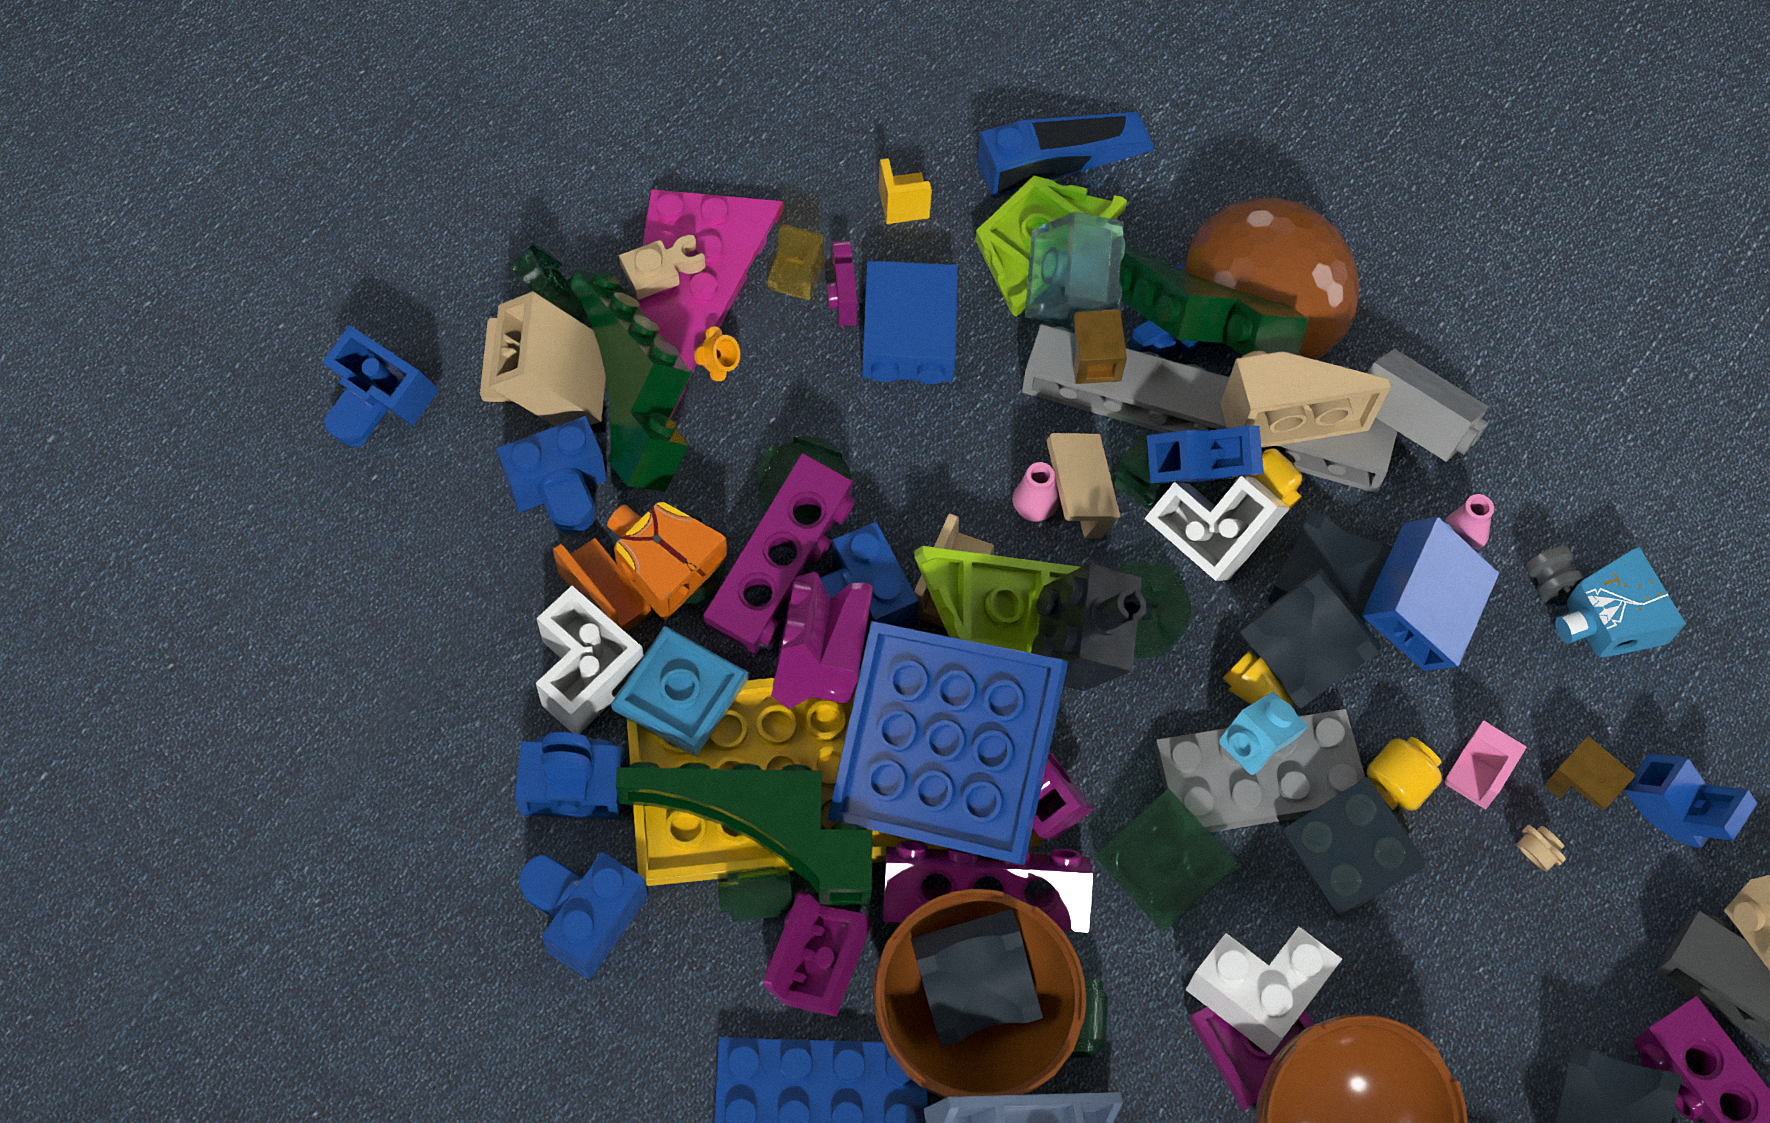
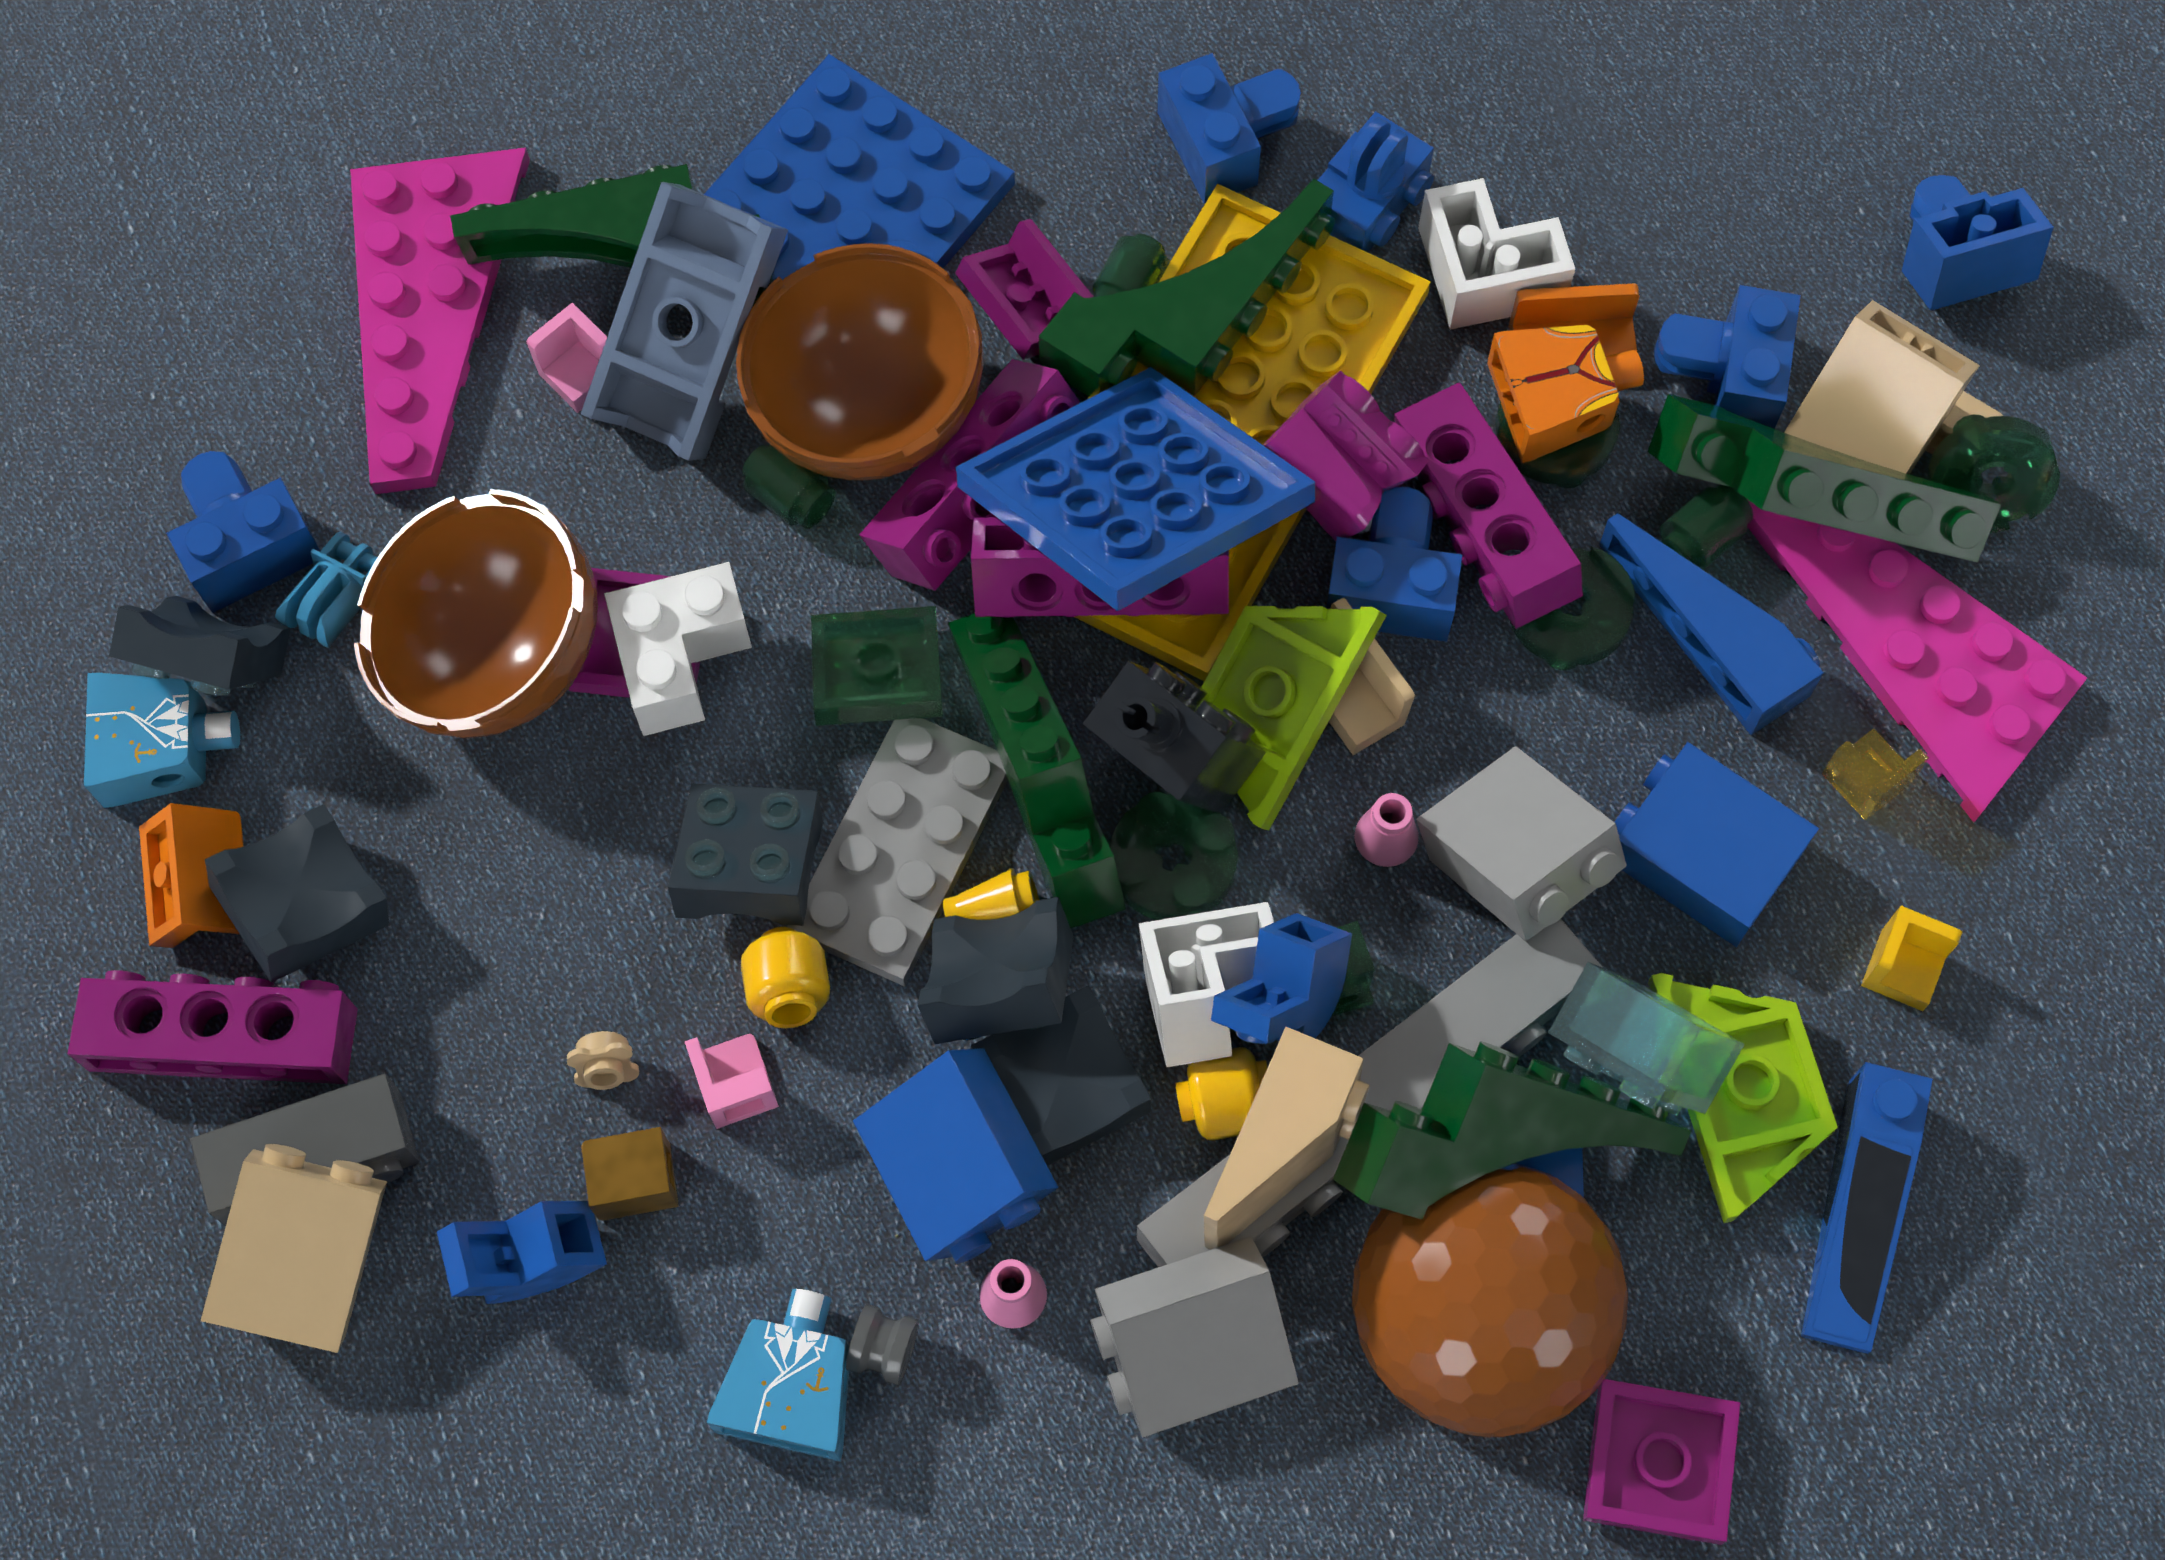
camera: 130 degrees right, 5 degrees up
(656, 268) = (1960, 600): tan plate -> none
(680, 691) = (1393, 324): dark azure tile -> none
(703, 432) = (1707, 525): none -> clear green brick
(718, 353) = (1802, 593): light orange plate -> none
(772, 363) = (1730, 640): none -> blue slope
(842, 292) = (1814, 800): magenta plate -> none
(976, 976) = (885, 378): black brick -> none
(998, 403) = (1522, 843): none -> light grey brick
(1084, 481) = (1366, 872): tan panel -> none
(1100, 347) = (1517, 986): pearl gold panel -> none
(1151, 718) = (1040, 767): none -> dark green arch
(1261, 732) = (932, 849): medium azure bracket -> none
(1280, 165) = (1662, 1461): none -> magenta plate

